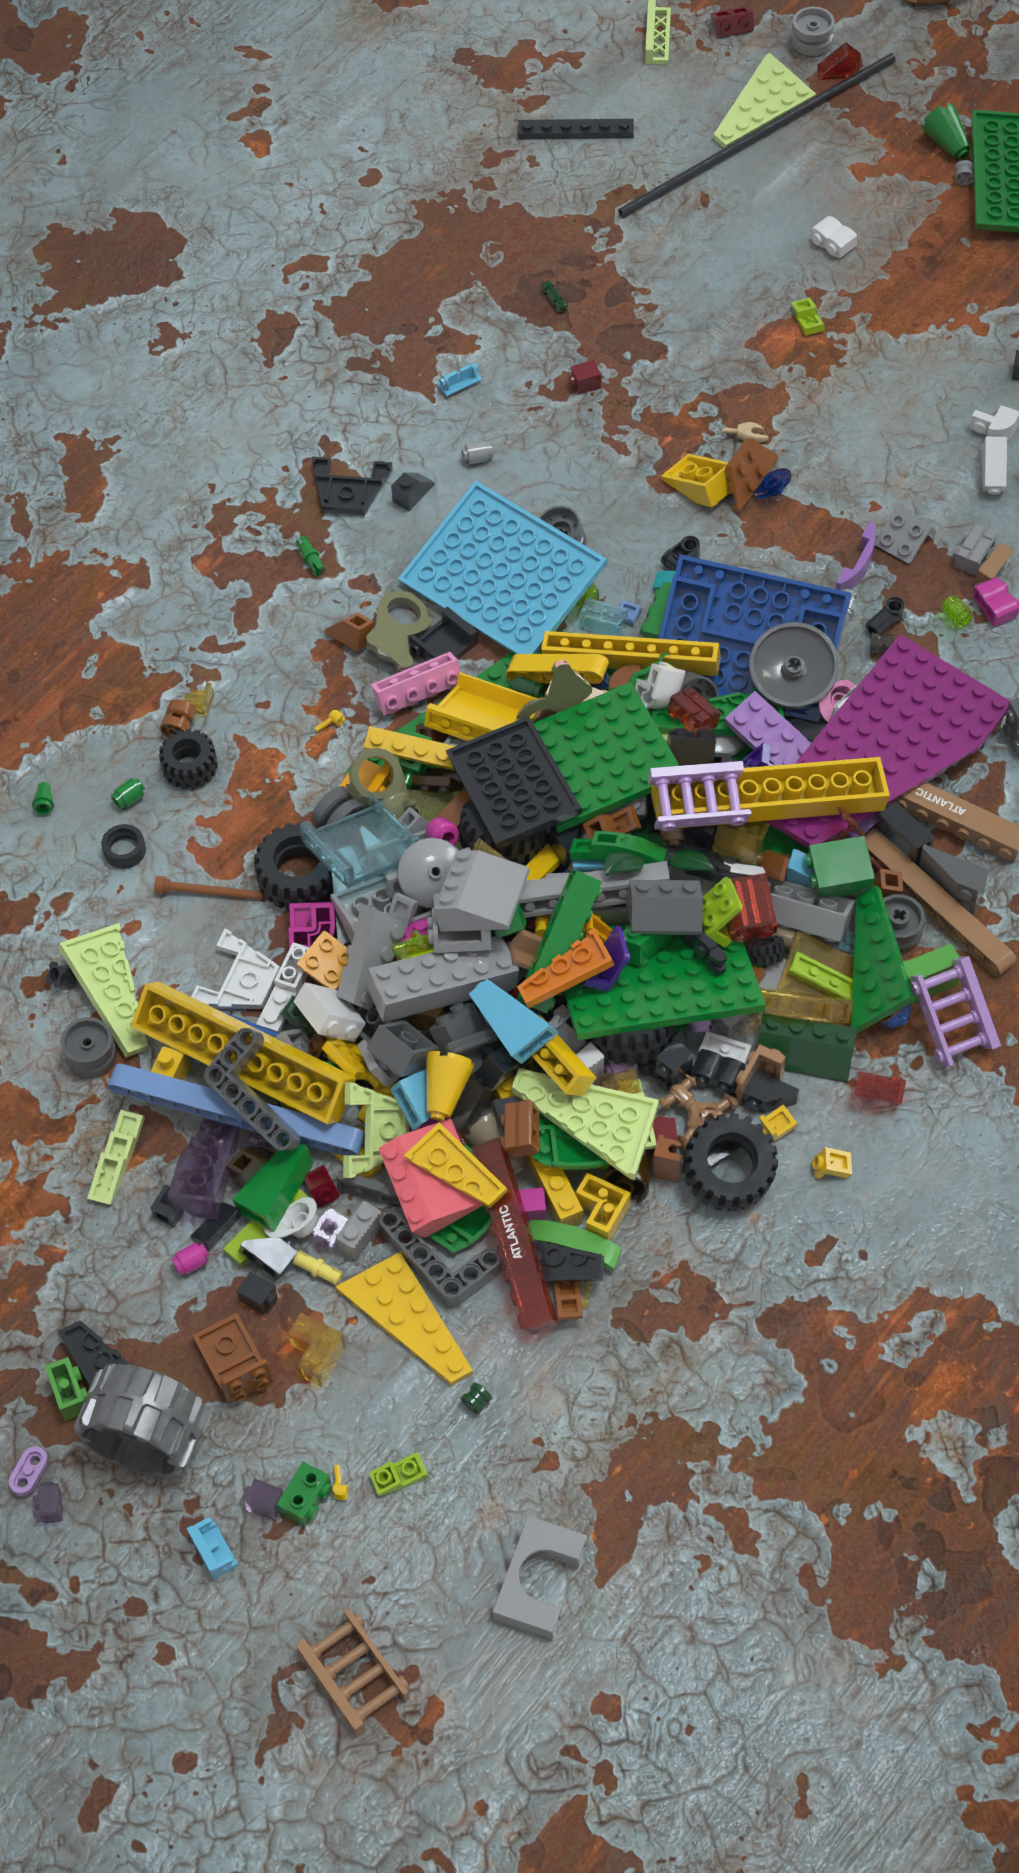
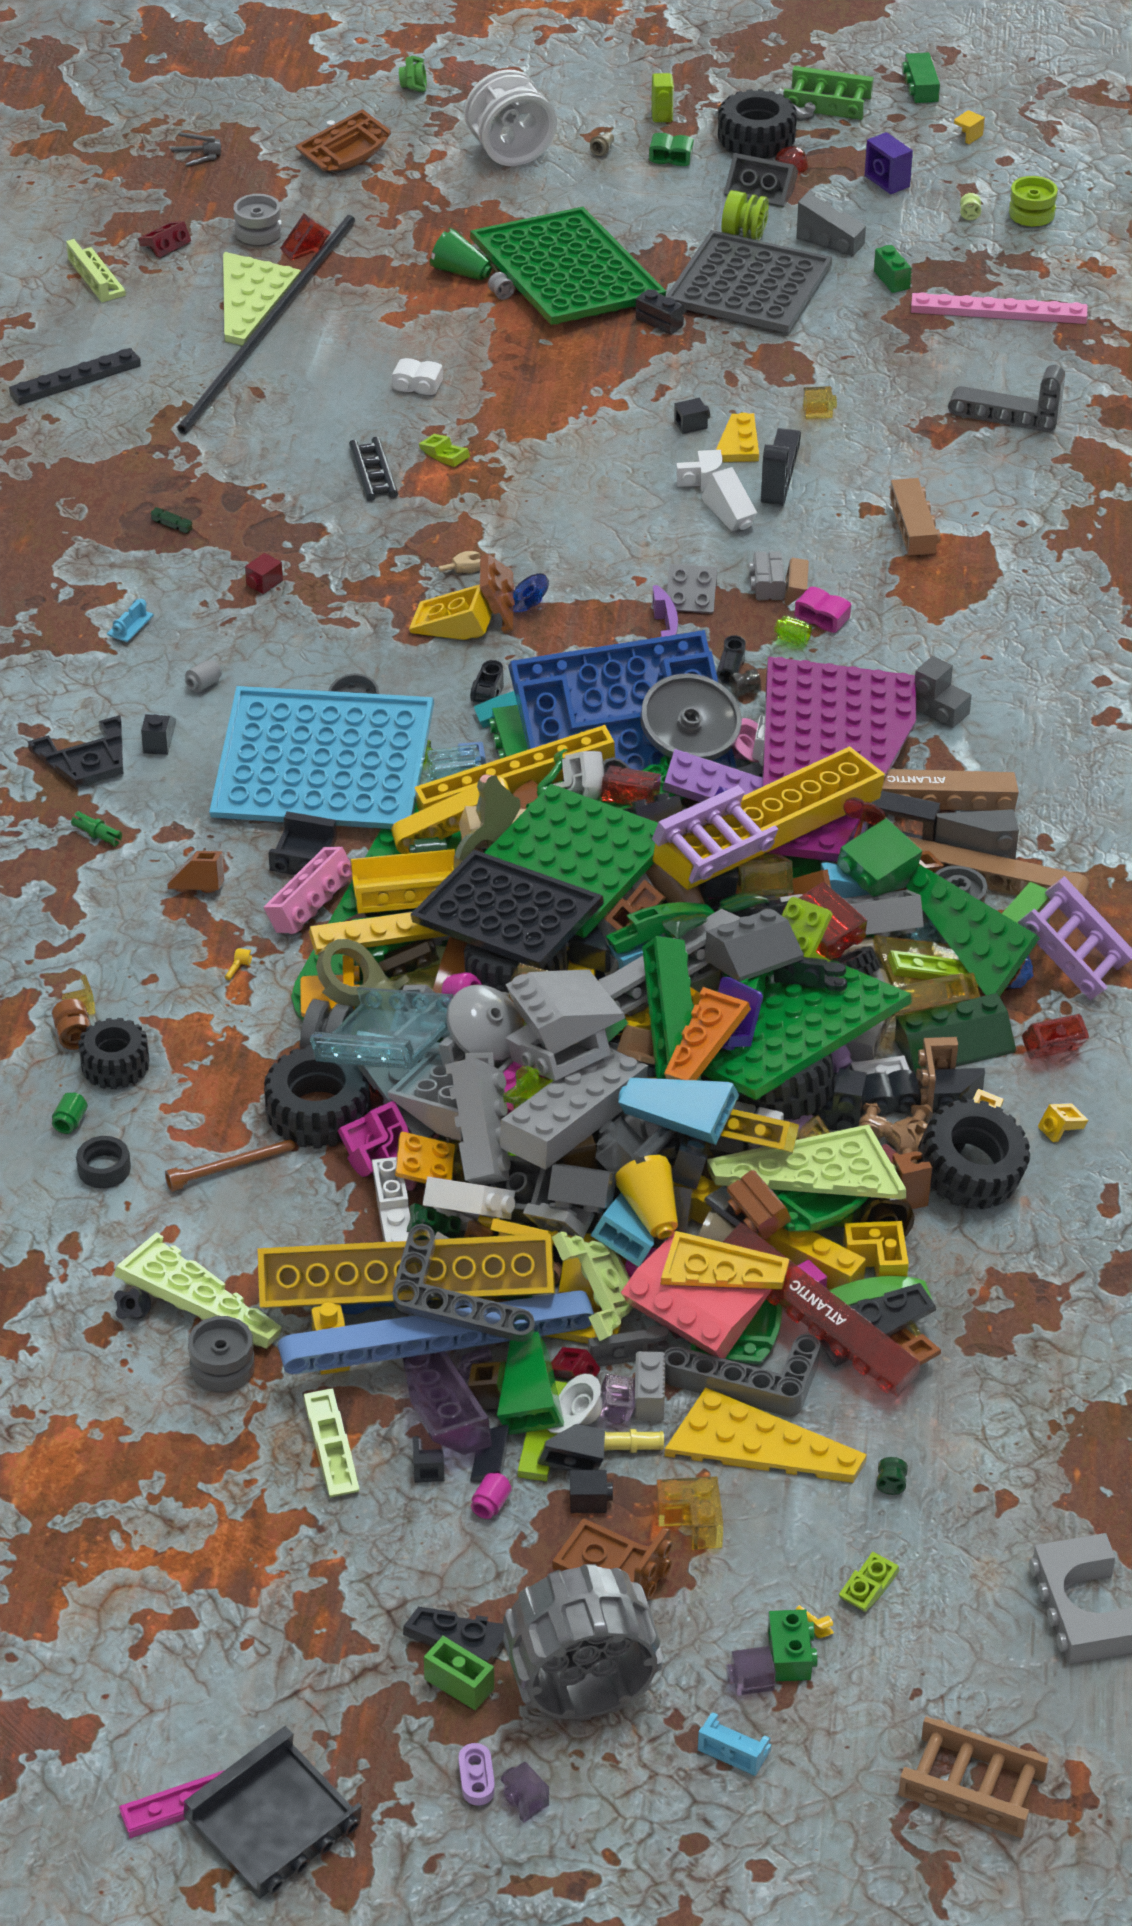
camera: 35 degrees left, 15 degrees down
(247, 981) = (339, 1216): white wing -> none
(390, 637) = (247, 862): olive animal -> none
(736, 302) = (366, 477): none -> black bar

